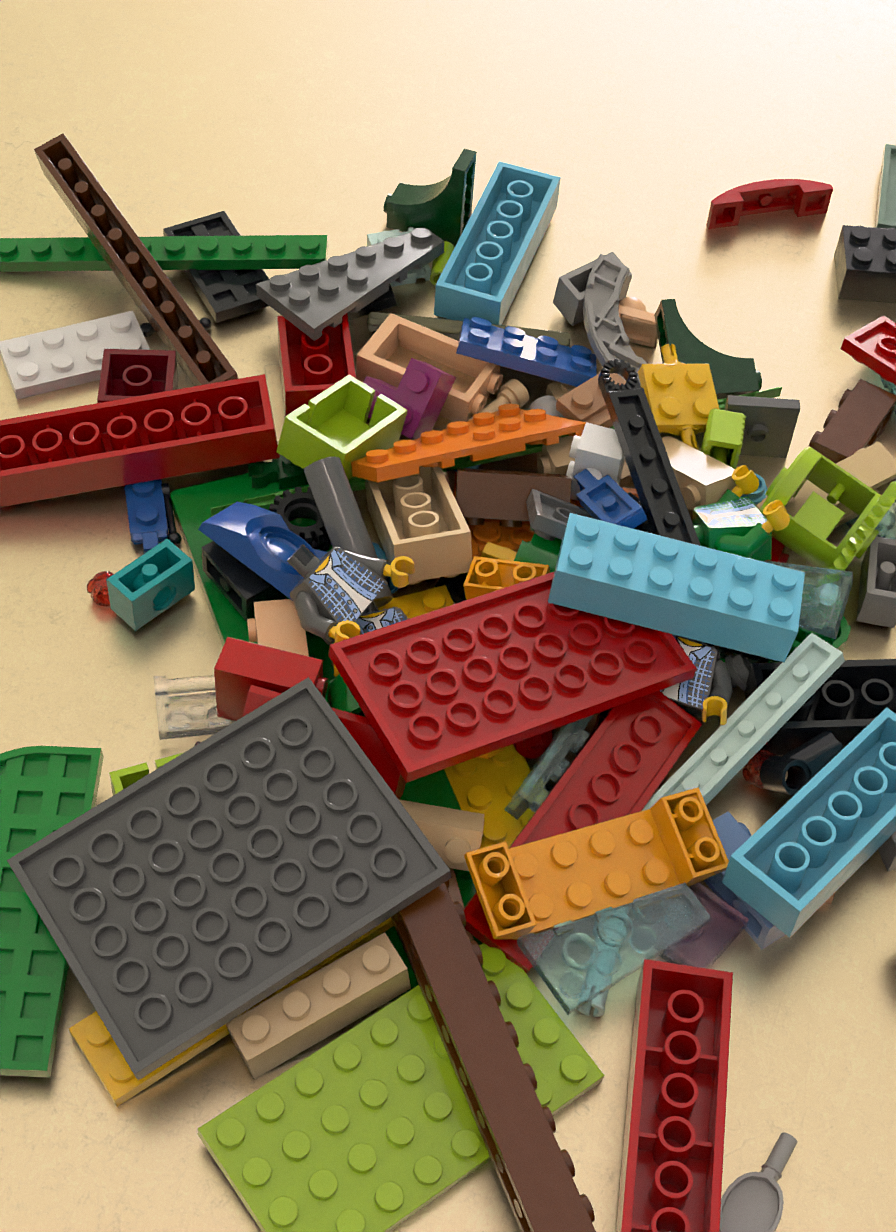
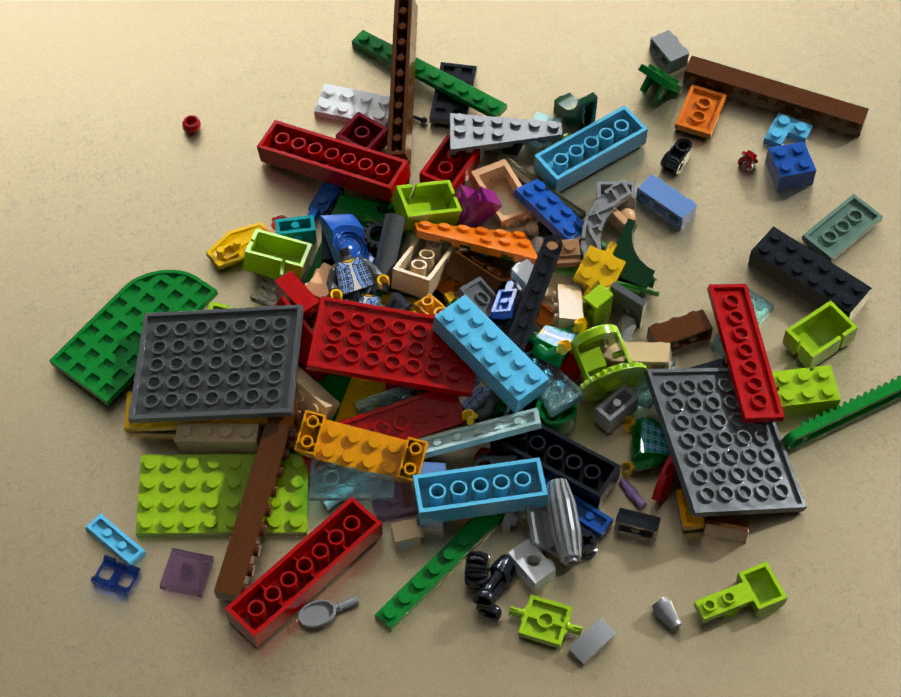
camera: 40 degrees right, 5 degrees up
(65, 659) = (232, 246): none -> yellow piece
(157, 637) = (276, 255): none -> lime piece
(428, 599) = (397, 301): none -> sand blue tile
(478, 77) = (669, 51): none -> light grey brick
(518, 112) = (656, 74): none -> green plate
(593, 133) = (700, 111): none -> orange plate
(621, 200) = (677, 155): none -> black piece
(666, 72) = (776, 95): none -> reddish brown brick
(668, 266) = (666, 201): none -> medium blue brick
(713, 160) = (750, 157): none -> red plate
(718, 106) = (786, 126): none -> medium azure plate
(766, 196) = (753, 189): red slope -> none
(766, 971) = (406, 534): none -> tan brick
(772, 459) = (626, 327): none -> light grey cone
(776, 145) = (790, 166): none -> blue brick
(860, 1014) = (437, 569): none -> green plate

